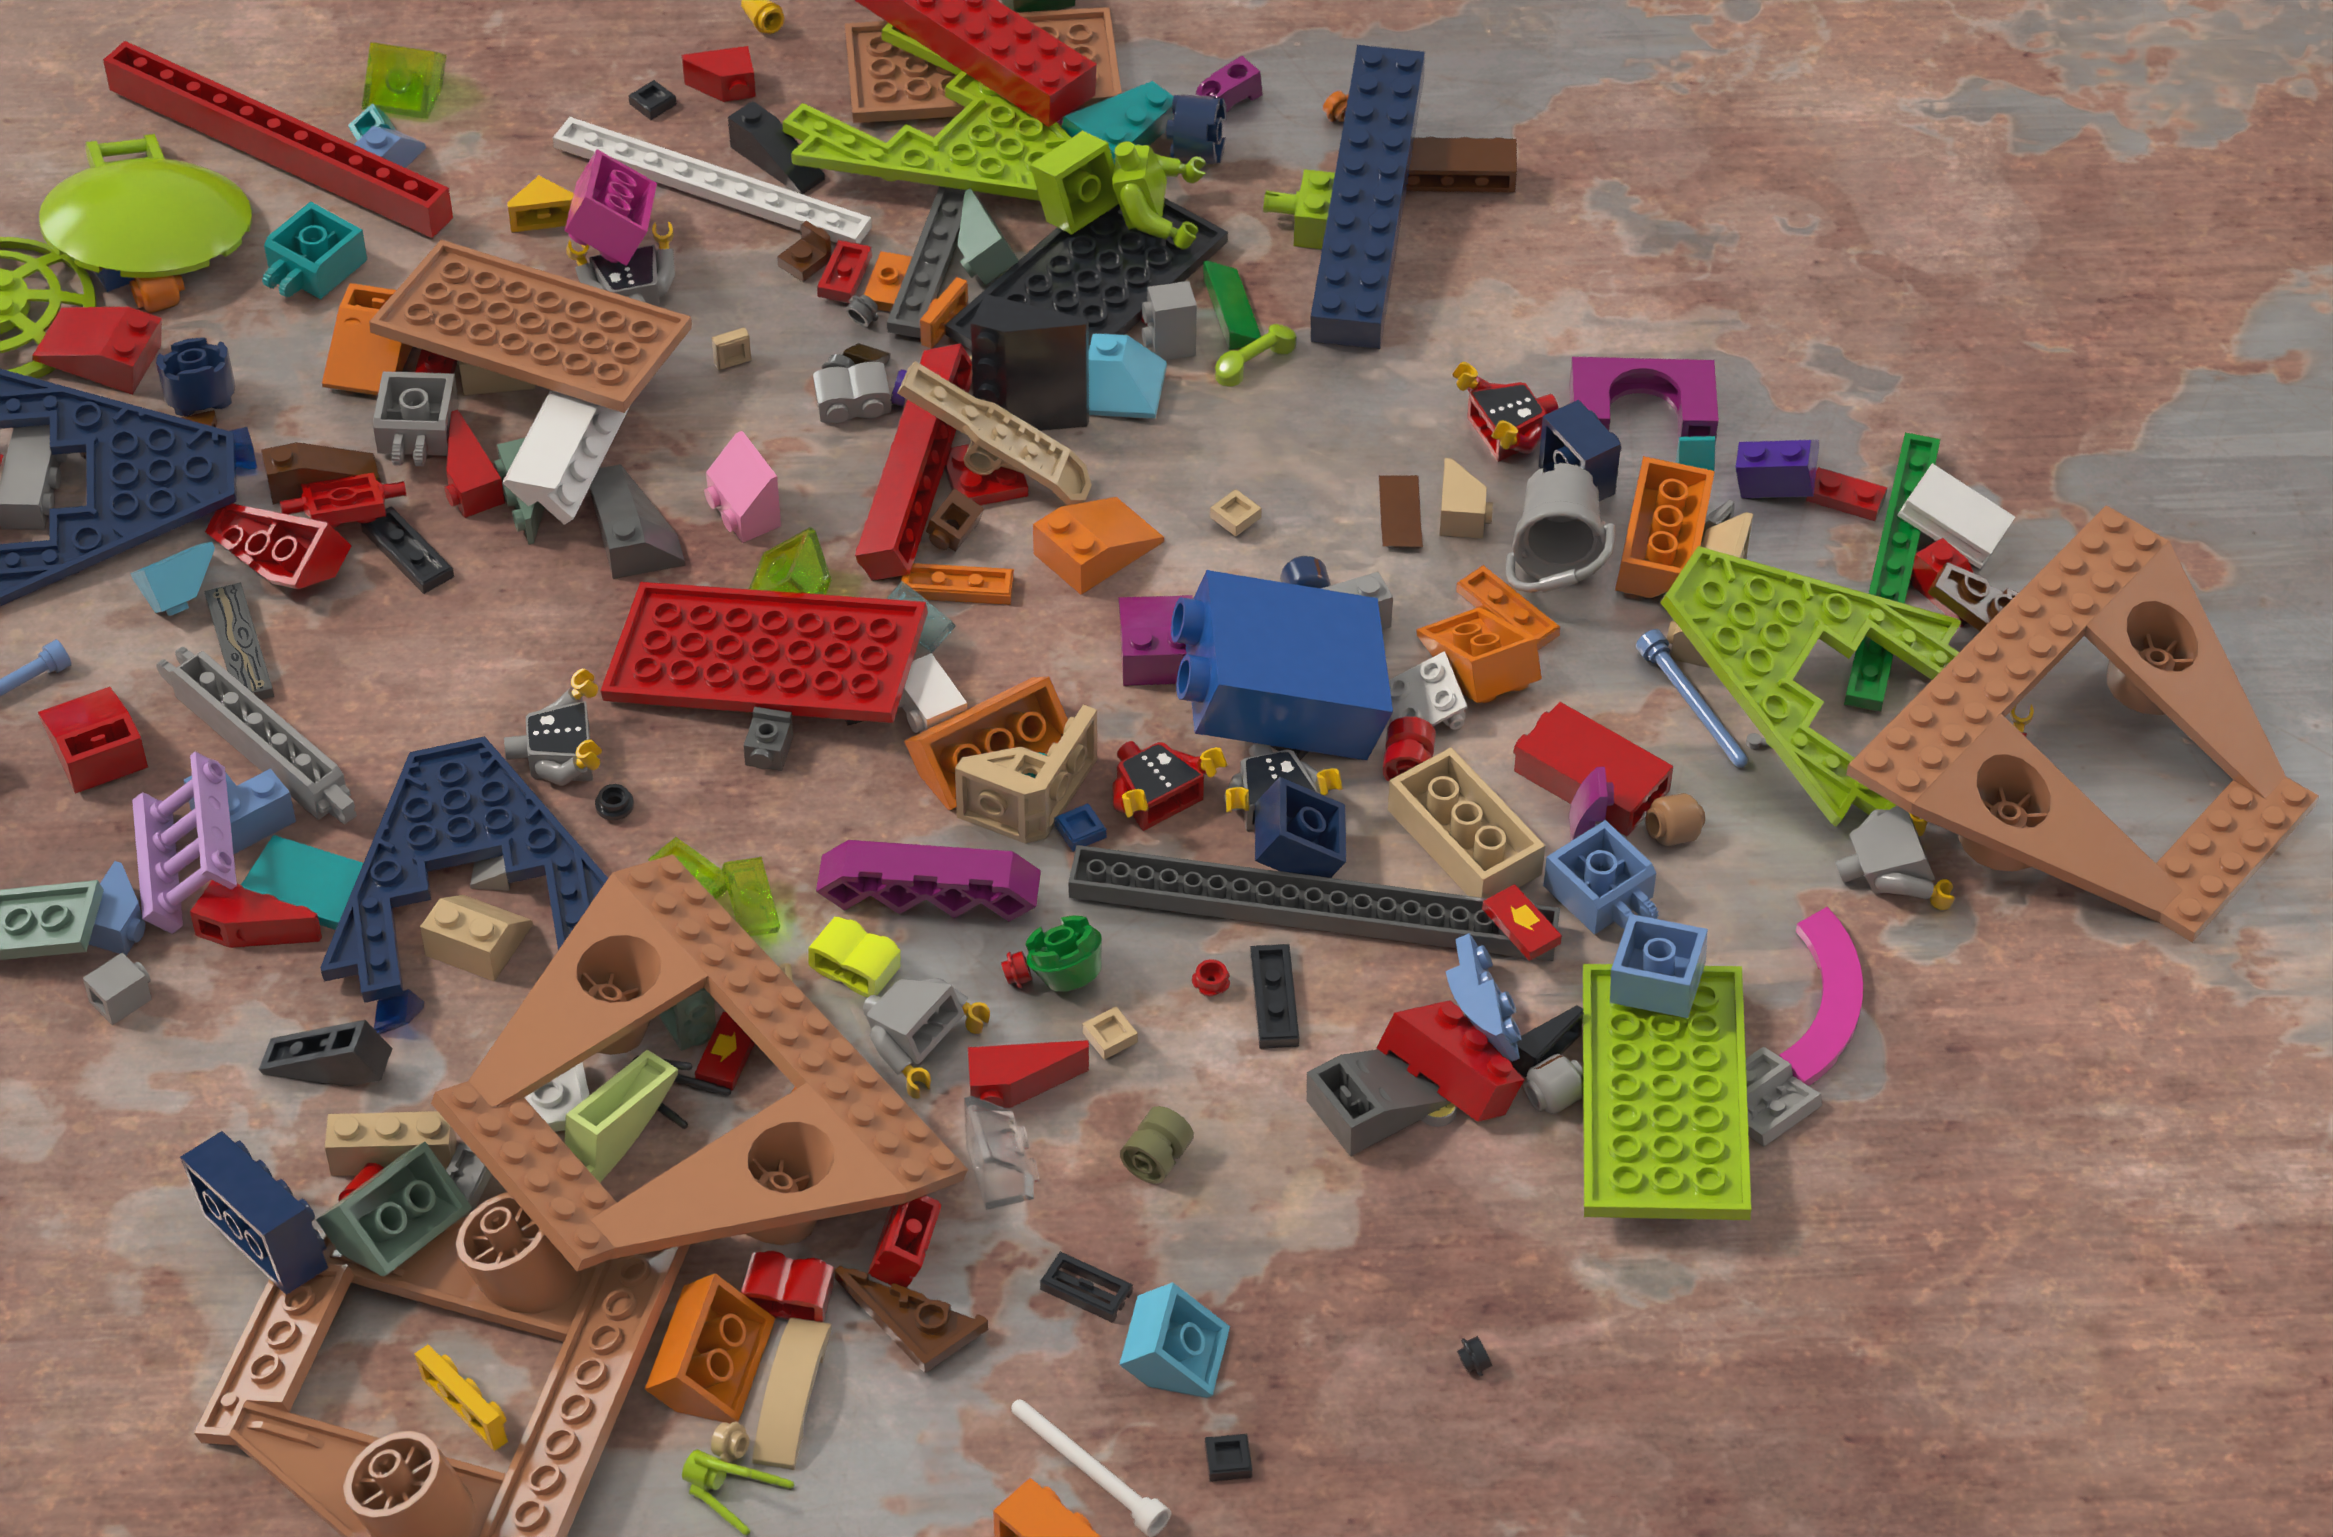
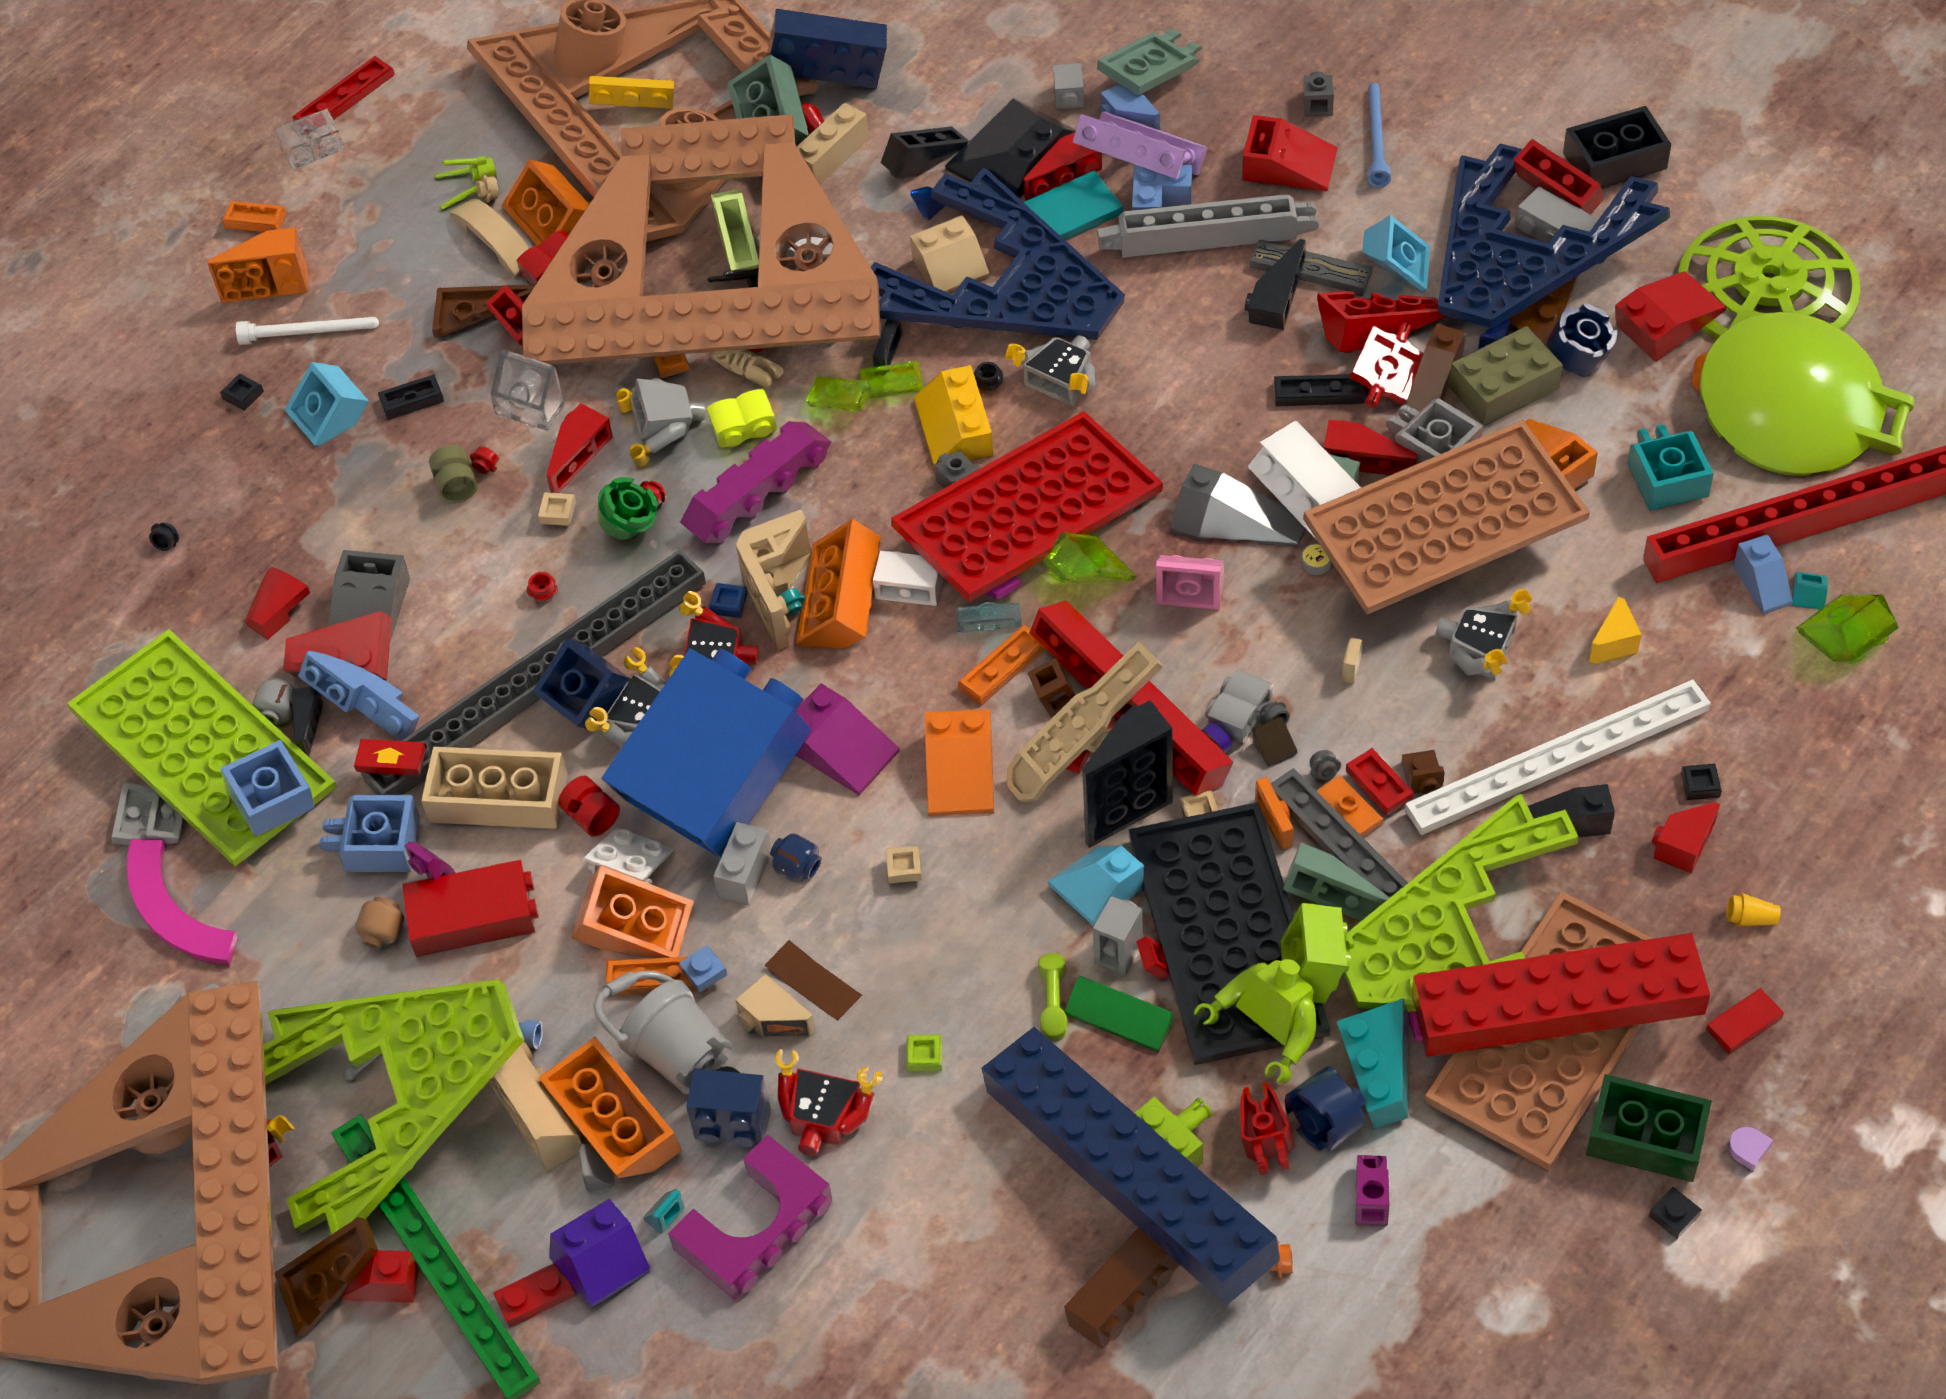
camera: 135 degrees right, 5 degrees up
(249, 983) = (1009, 145): none -> black slope
(284, 409) = (1505, 375): none -> olive brick
(303, 632) = (1276, 289): none -> black slope
(610, 208) = (1543, 634): dark pink brick -> none
(629, 441) = (1315, 560): none -> tile
(697, 785) = (954, 415): none -> yellow slope
(1108, 1144) = (484, 460): none -> red plate
(1246, 159) = (1266, 1131): none -> red hinge
(1274, 996) = (498, 614): black tile -> none
(1390, 400) = (924, 1052): none -> lime tile
(1448, 1187) = (273, 601): none -> red slope
(1475, 567) = (703, 968): none -> medium blue plate
(1957, 513) = (424, 1332): white piece -> none

